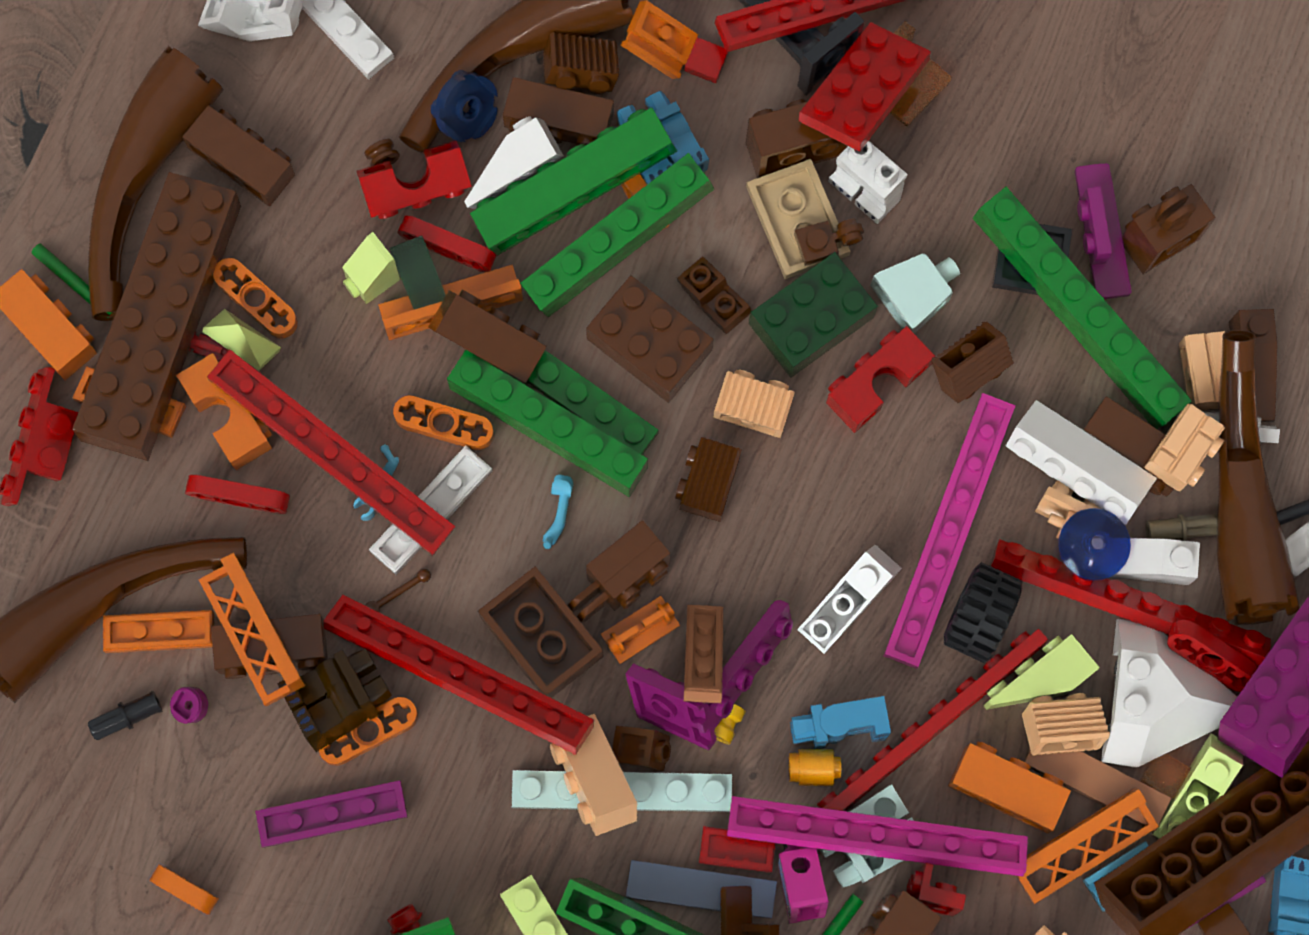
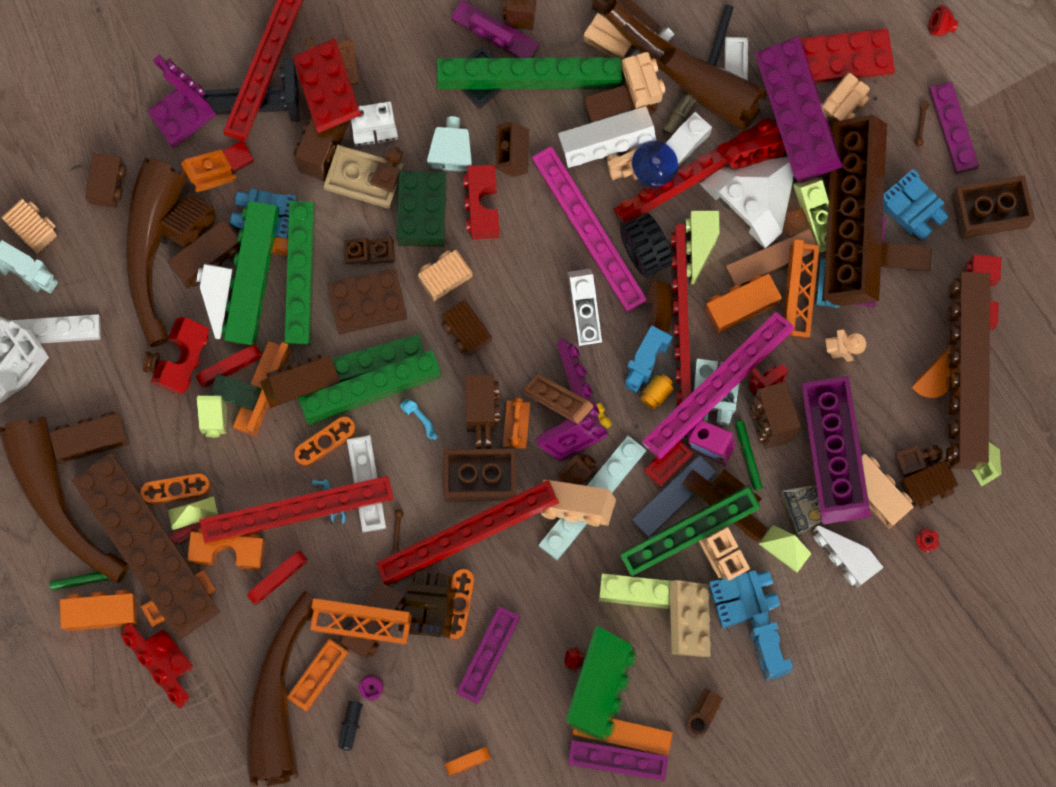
camera: 50 degrees left, 0 degrees up
(450, 102) = (155, 290): dark blue plate -> none
(933, 683) = (661, 297): none -> reddish brown slope
(1065, 724) = (733, 250): light nougat brick -> none

